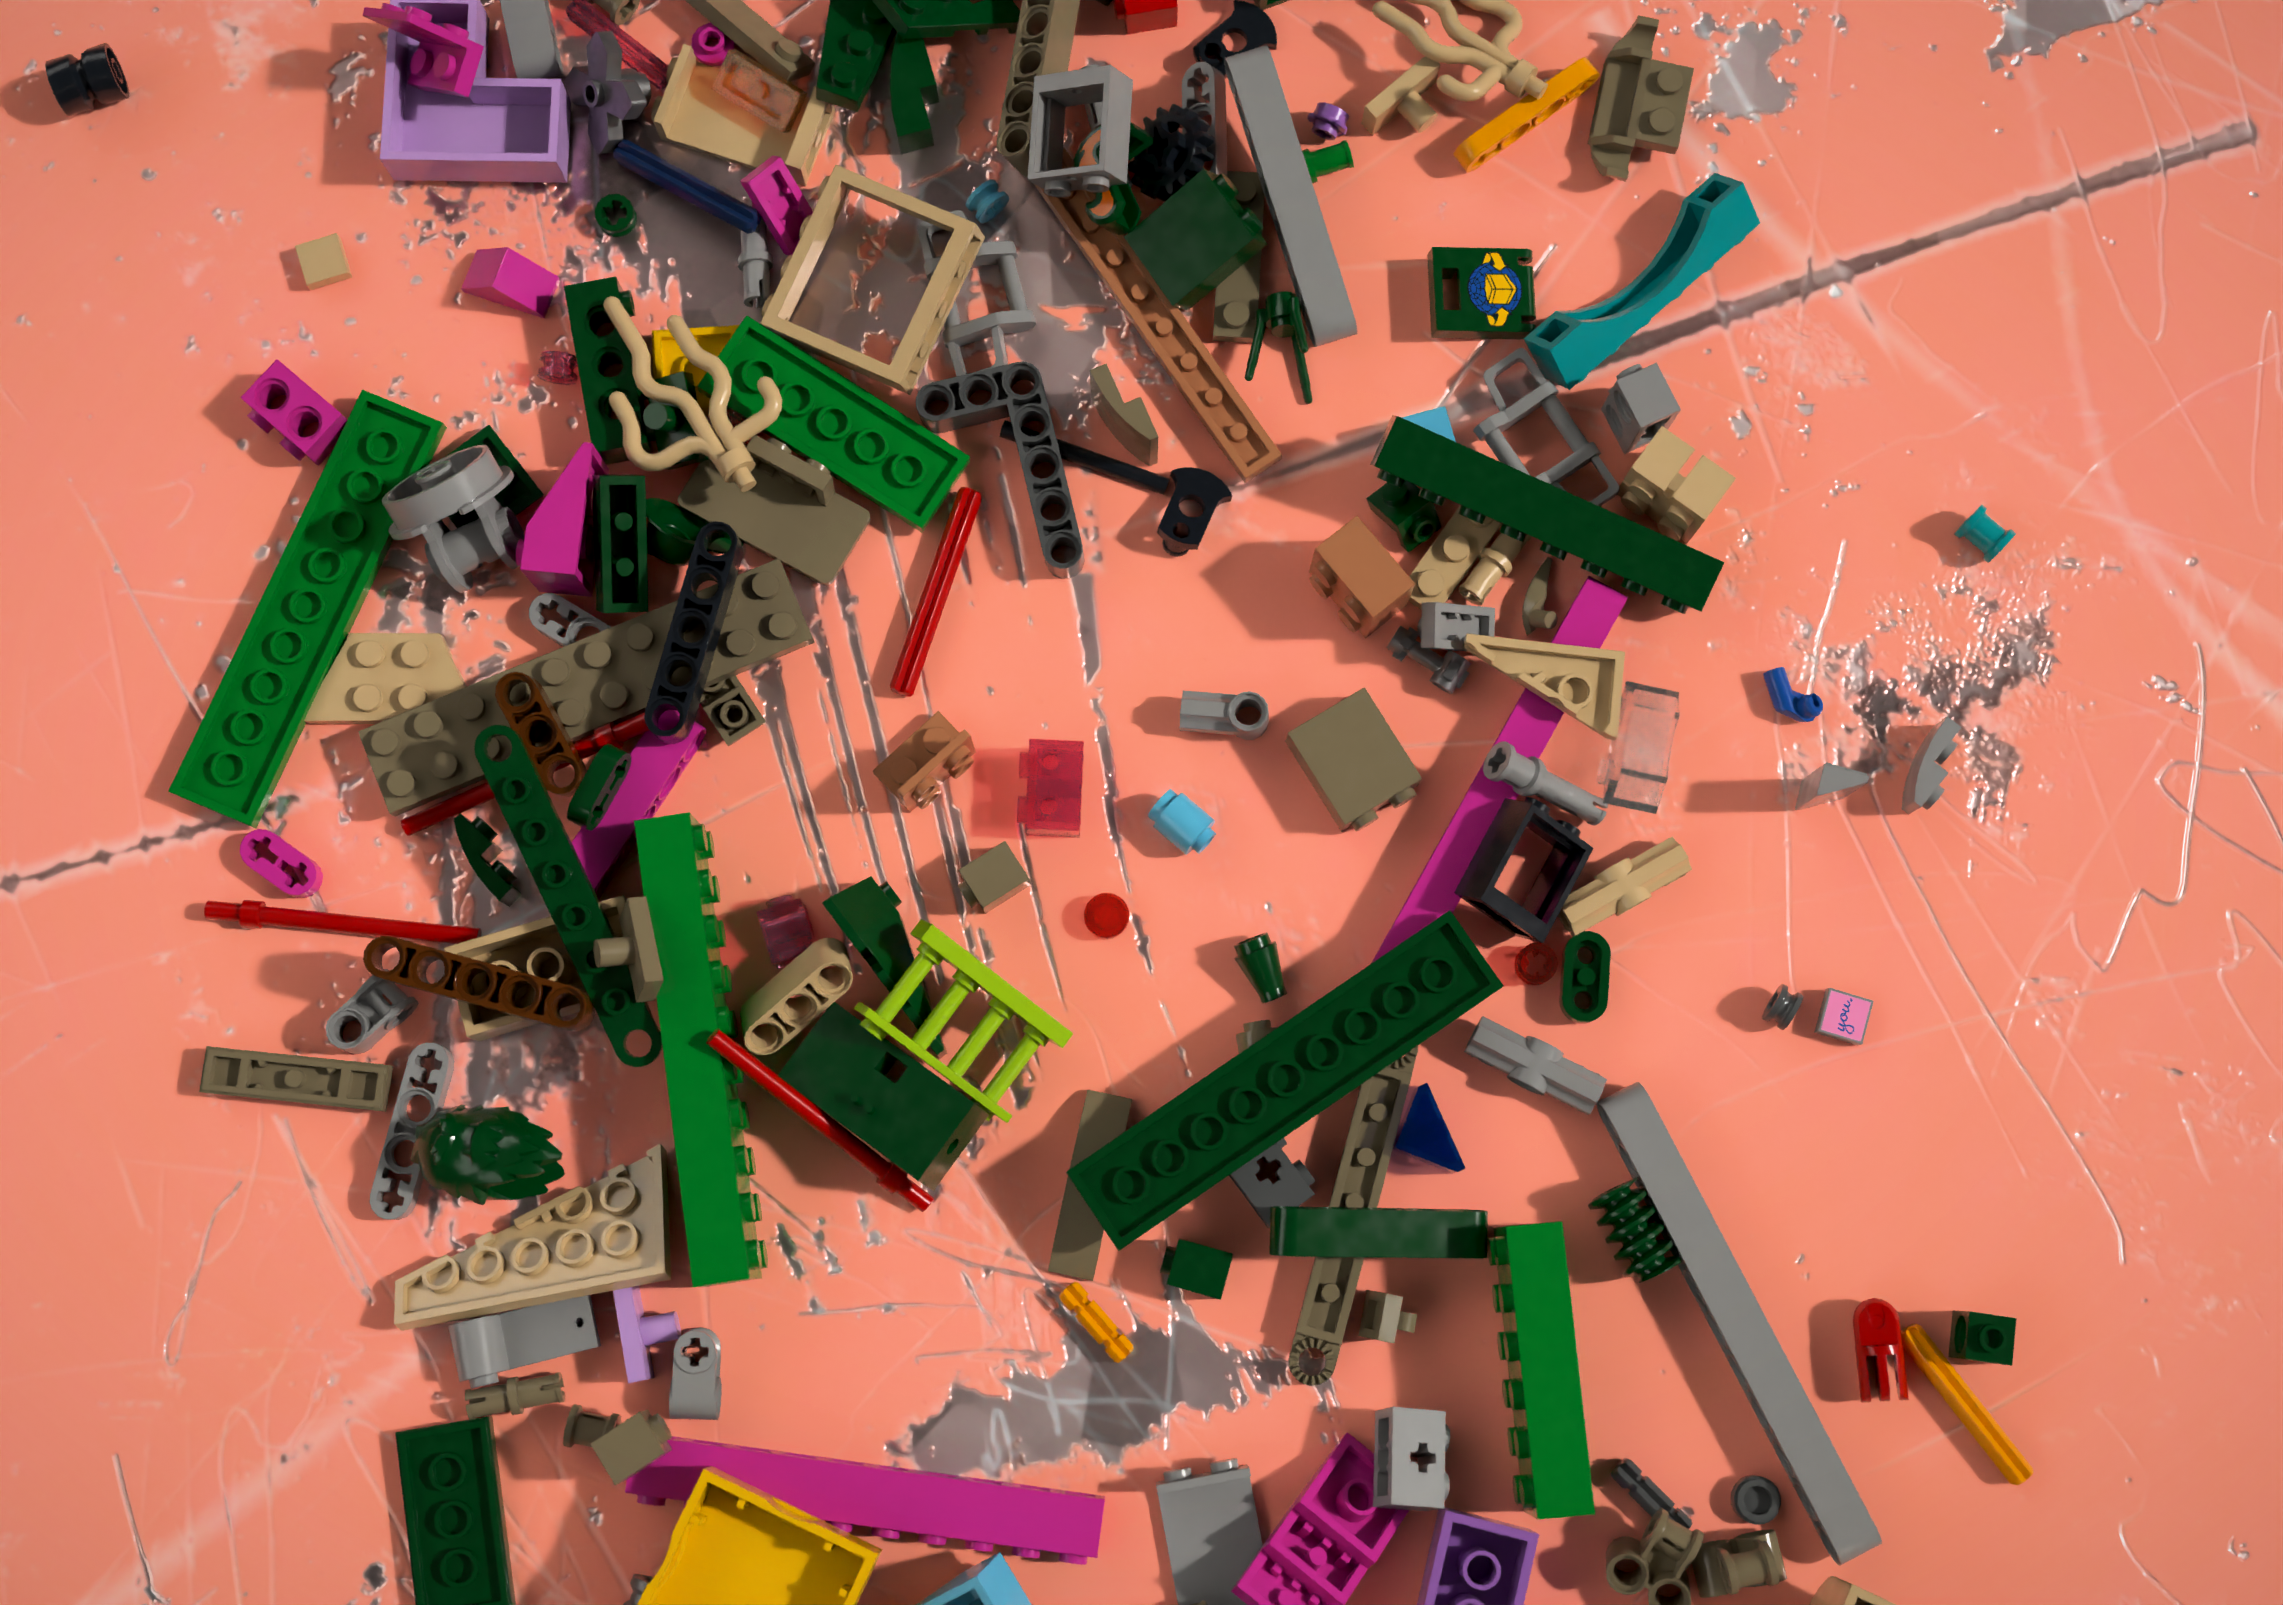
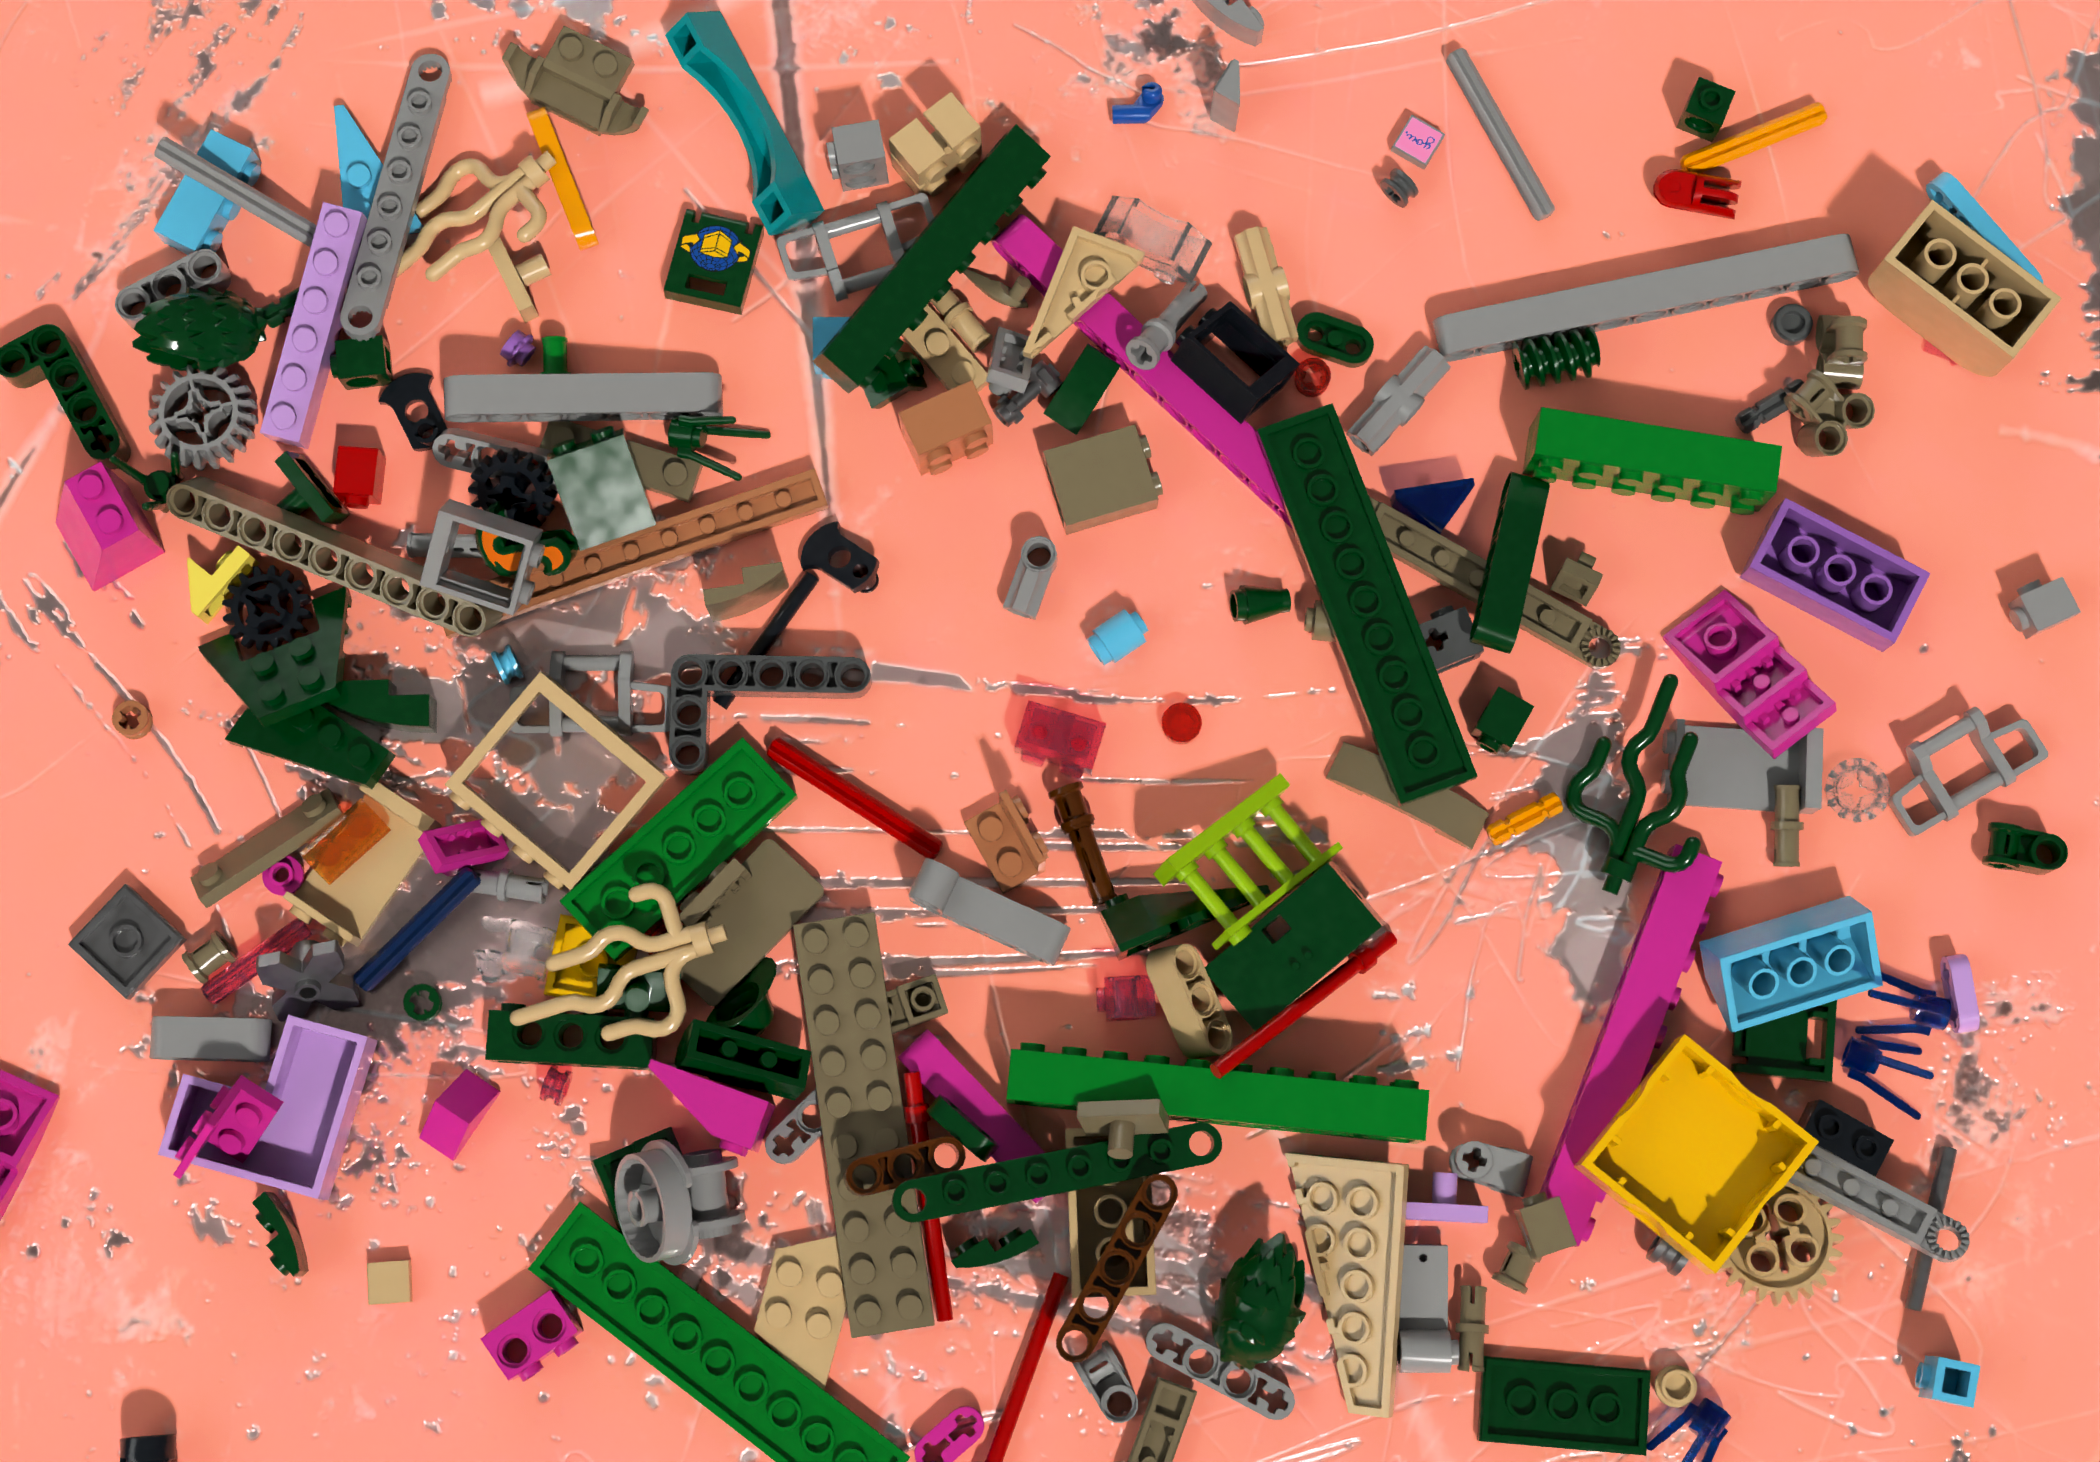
camera: 75 degrees left, 0 degrees up
(335, 153) = (287, 1246): none -> dark green slope
(689, 611) = (833, 994): black beam -> none
(691, 294) = (520, 951): none -> clear animal
(845, 758) = (988, 913): none -> light grey beam
(965, 832) = (1077, 824): none -> reddish brown pin
(993, 878) = (1125, 810): dark tan brick -> none
(1095, 1443) = (1627, 839): none -> dark green plant
(1404, 1483) = (1699, 587): light grey brick -> none
(1449, 714) = (1082, 389): none -> dark green slope
(1881, 1108) = (1500, 134): none -> light grey axle

